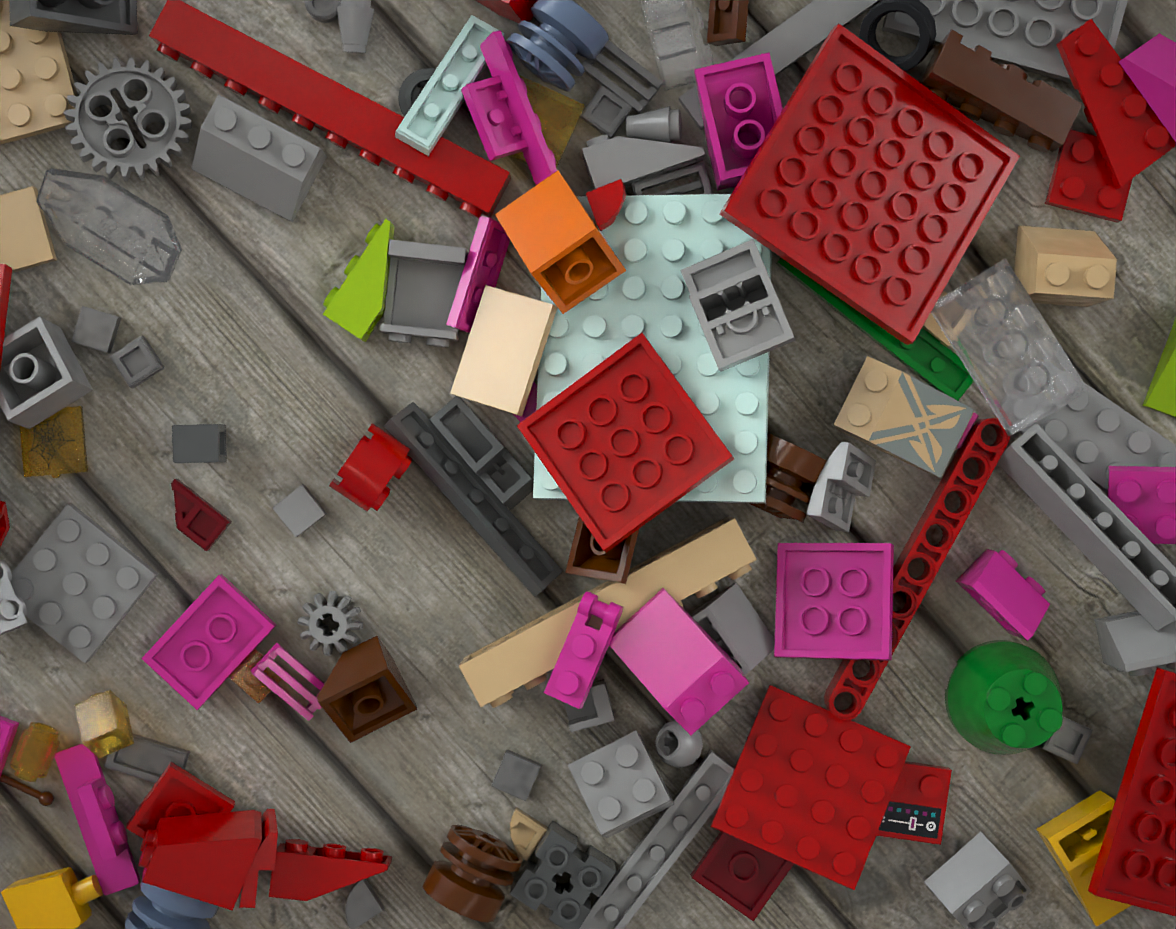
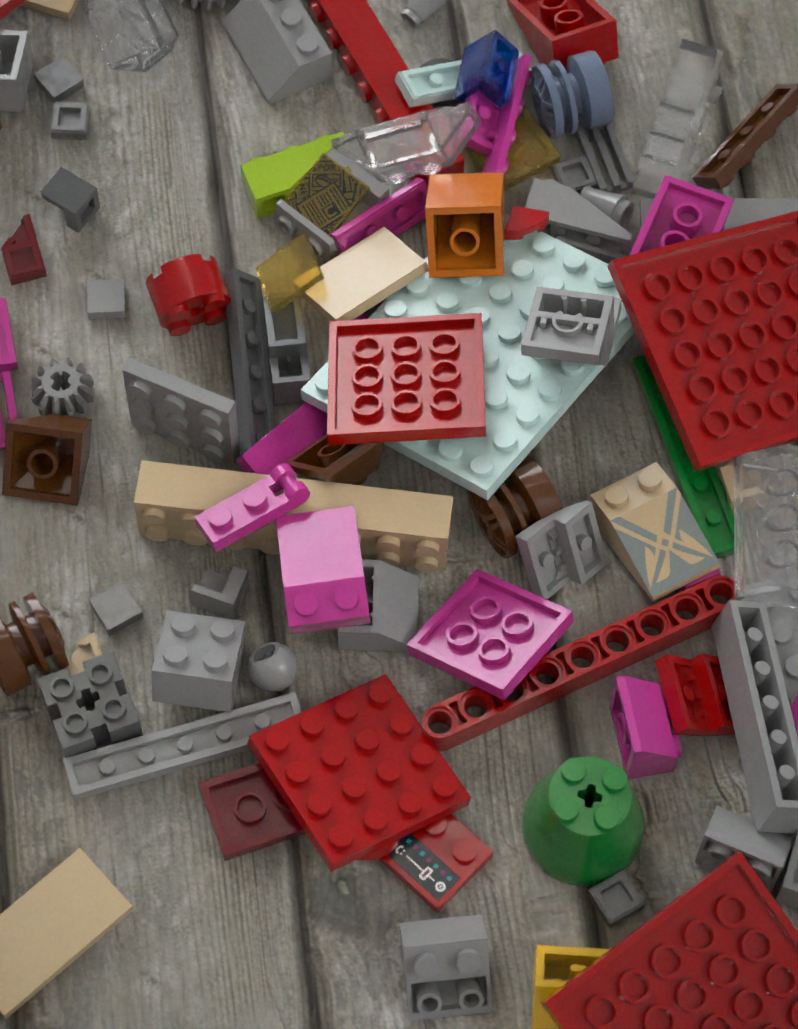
camera: 30 degrees right, 25 degrees down
(416, 289) = (327, 194): none -> clear yellow piece
(439, 387) = (289, 272): none -> clear yellow piece
(452, 594) = (181, 412): none -> light grey plate
(459, 201) = (410, 143): none -> clear wedge
(470, 72) = (488, 68): none -> clear blue panel
(550, 551) = (285, 440): none -> dark pink tile
(1025, 535) = (695, 695): none -> red slope

